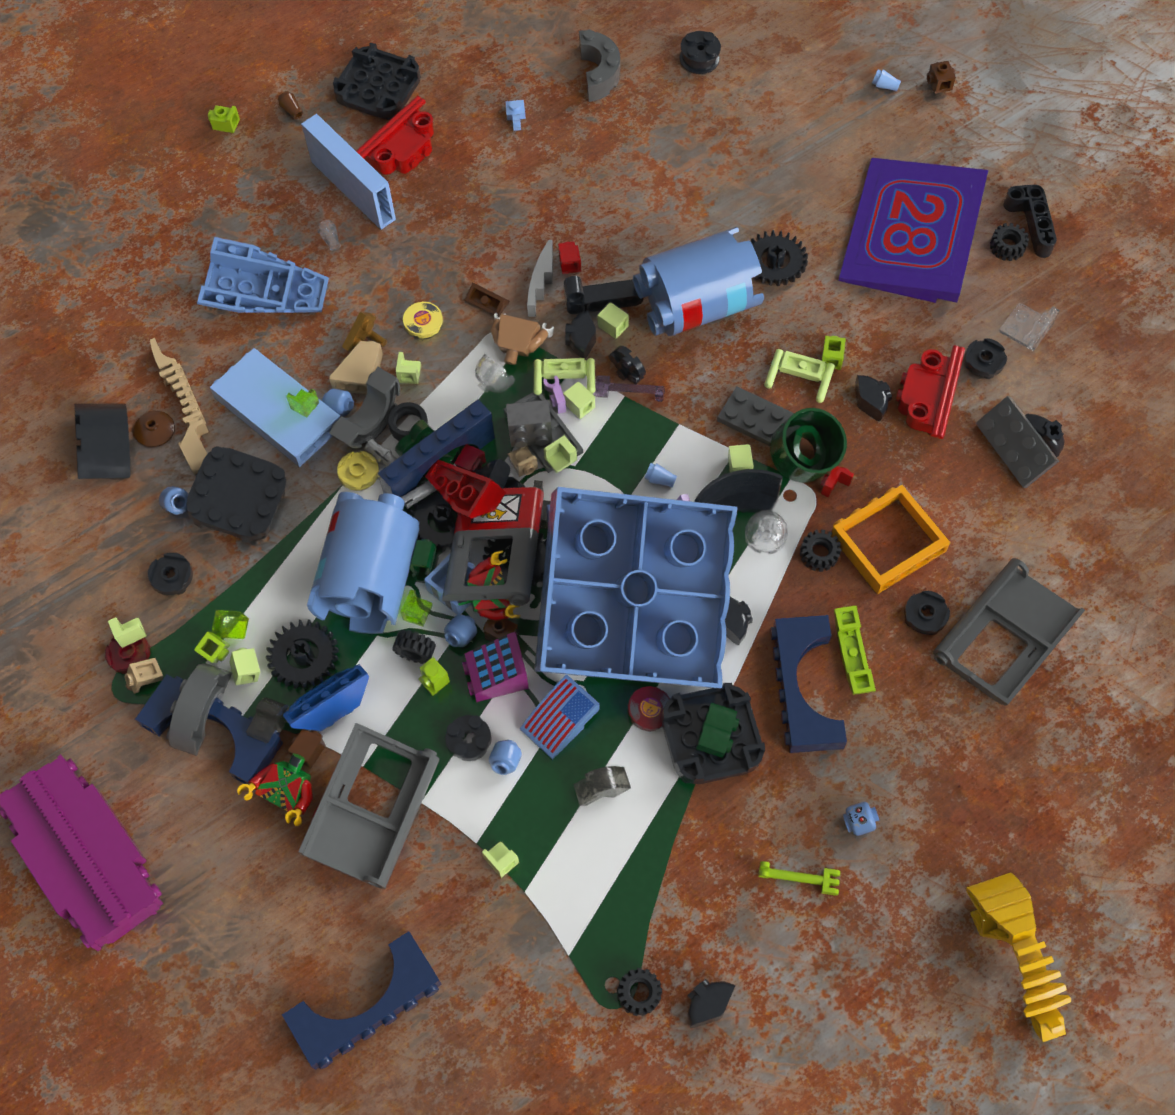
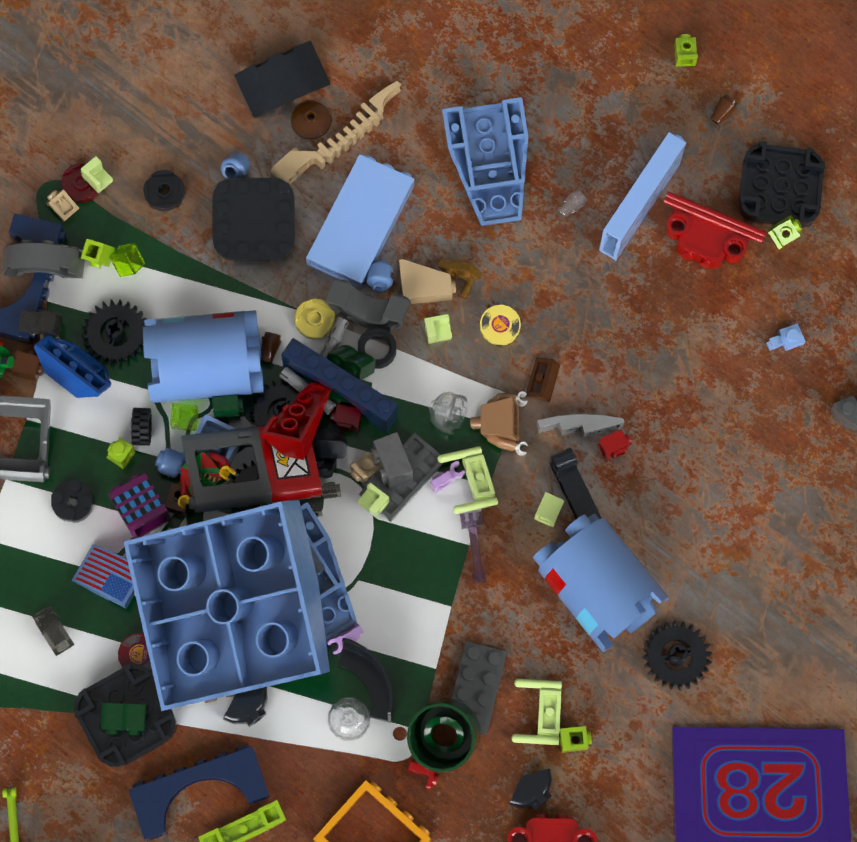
camera: 70 degrees right, 10 degrees up
(244, 666) = (89, 286): yellowish green brick -> none
(303, 402) = (362, 244): clear neon green panel -> none
(424, 89) = (789, 224): none -> lime brick
(505, 757) = (59, 538): medium blue head -> none
(579, 400) = (445, 501): yellowish green panel -> none
(581, 334) = (523, 483): black piece -> none
(626, 365) = (493, 536): black plate -> none
(659, 475) = (382, 600): light blue cone -> none
(740, 457) = (418, 674): yellowish green panel -> none
(821, 539) = (342, 788): black tyre -> none

